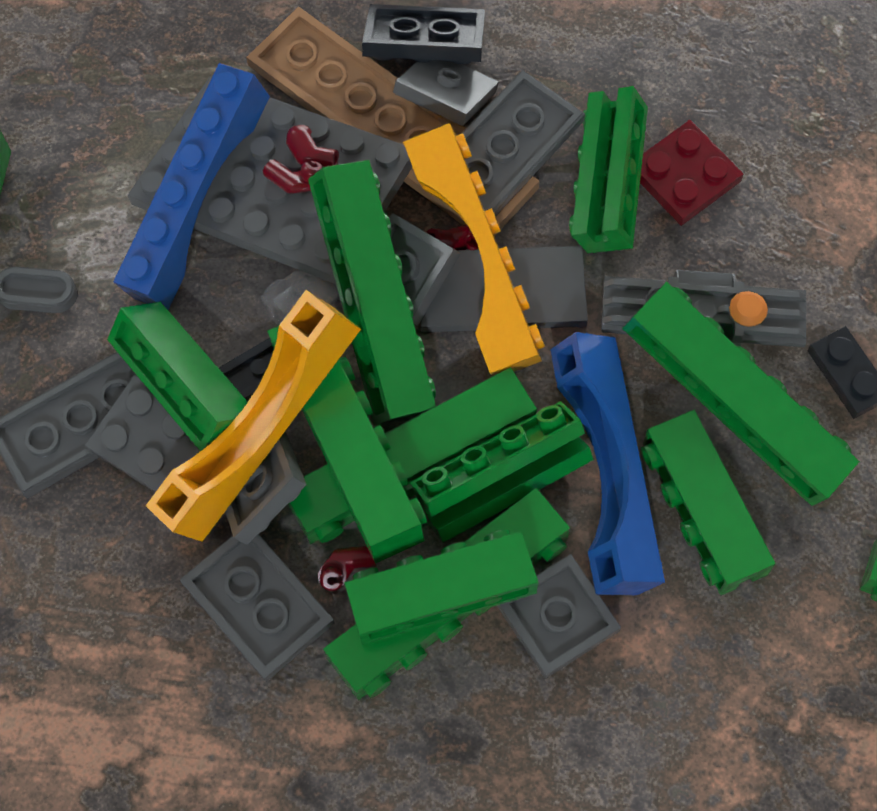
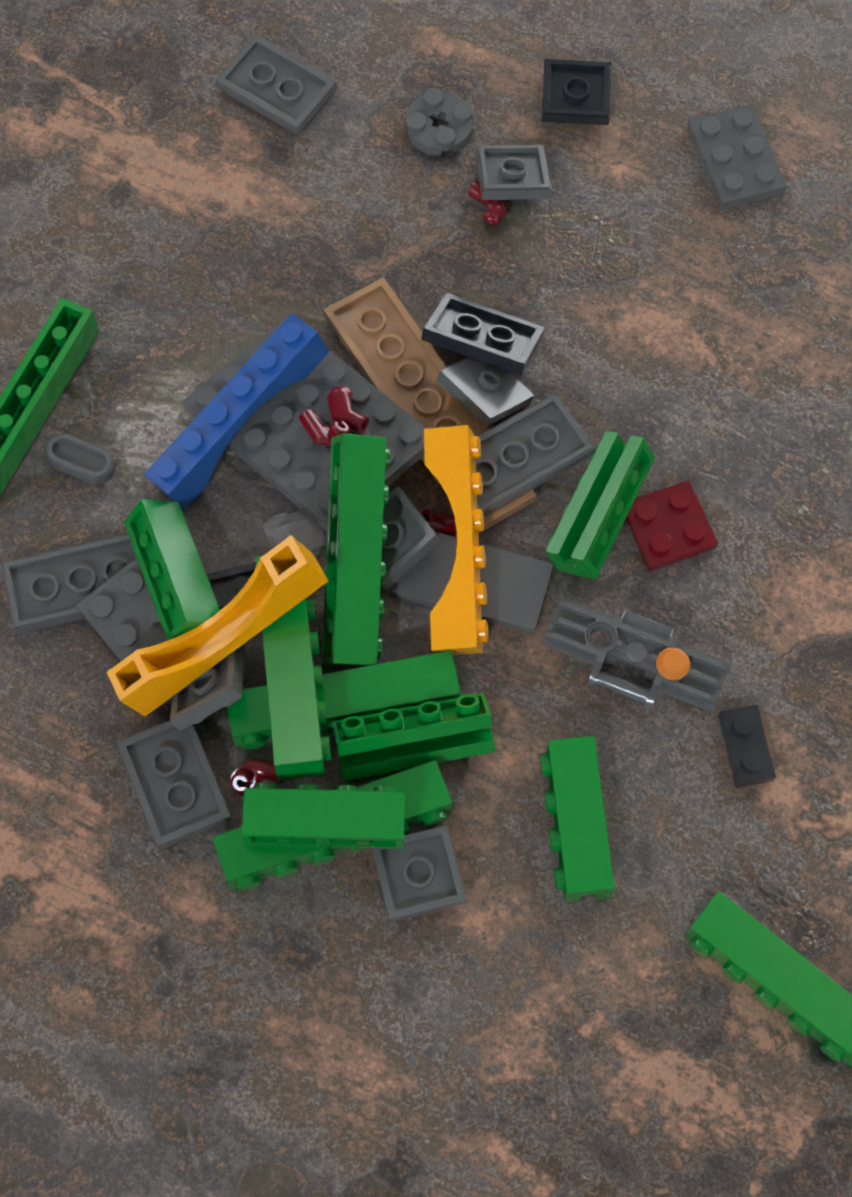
camera: 15 degrees right, 0 degrees up
(625, 546) = (494, 835): blue arch -> none
(741, 394) = (638, 735): green brick -> none

